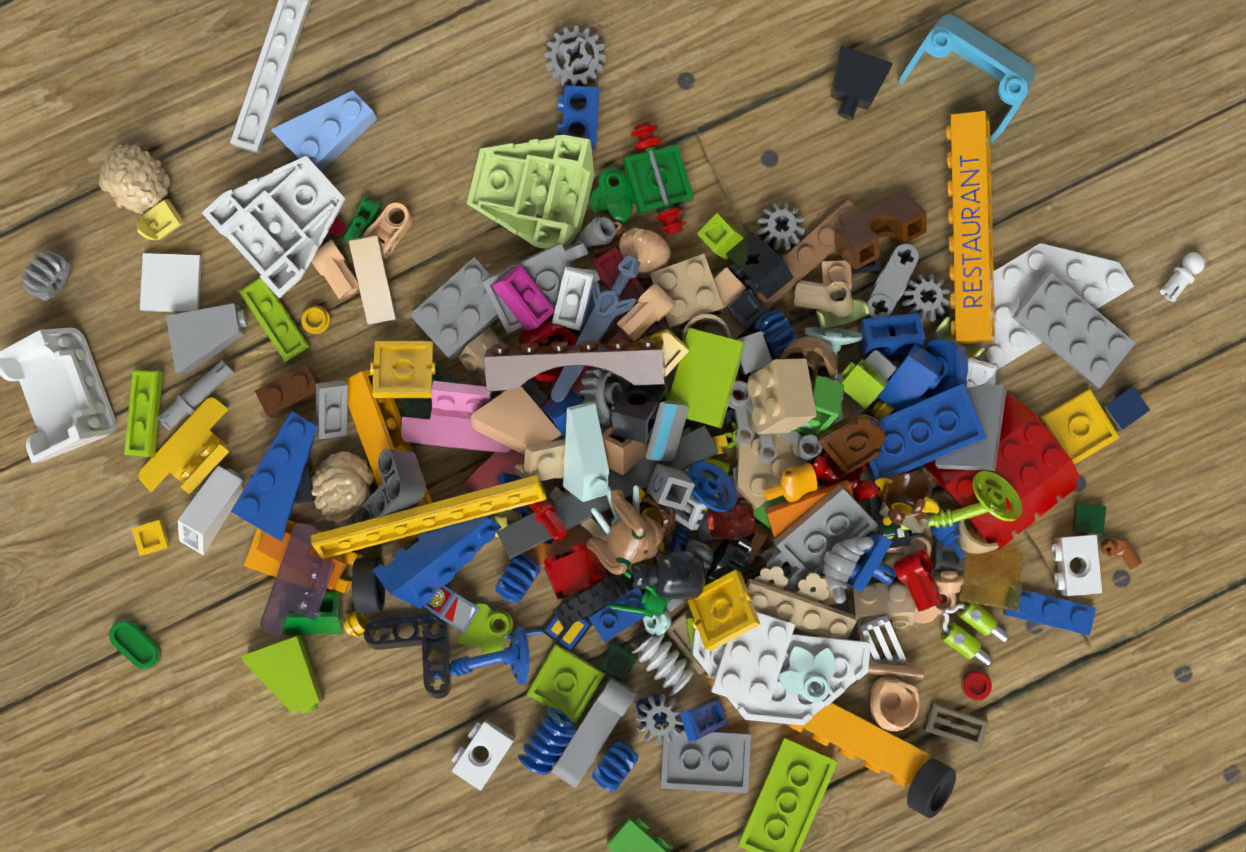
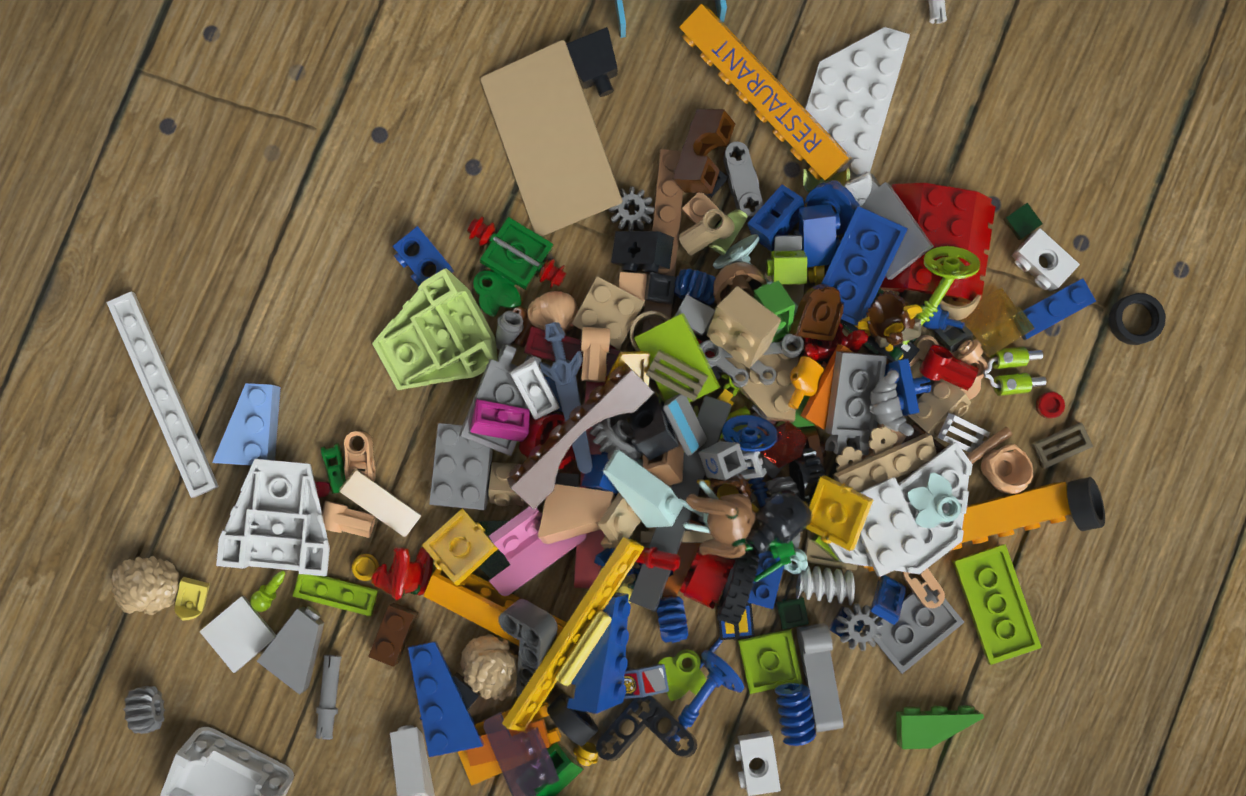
camera: 45 degrees left, 0 degrees up
(143, 413) = (302, 743): lime tile -> none
(190, 451) = (361, 740): yellow plate -> none
(214, 272) = (262, 599): none -> lime bar
(331, 409) = (434, 620): light grey plate -> none
(340, 353) = (404, 575): none -> red hair
(427, 535) = (583, 648): none -> light yellow axle
(585, 63) = (371, 221): light grey gear -> none
(615, 766) = (857, 687): blue gear -> none
(676, 367) = (670, 383): none -> dark tan tile
(720, 235) = (596, 253): lime brick -> none
(734, 734) = (920, 592): none -> light nougat beam
(767, 113) = (551, 139): none -> tan piece
(929, 308) = (765, 166): light grey gear -> none
(1073, 329) = (896, 101): light grey plate -> none
(1080, 426) = (960, 163): yellow tile -> none
(1121, 548) = (1064, 221): dark orange arm -> none
(1126, 408) = (981, 122): dark blue panel -> none
(1132, 679) = (1157, 318): none -> black tyre

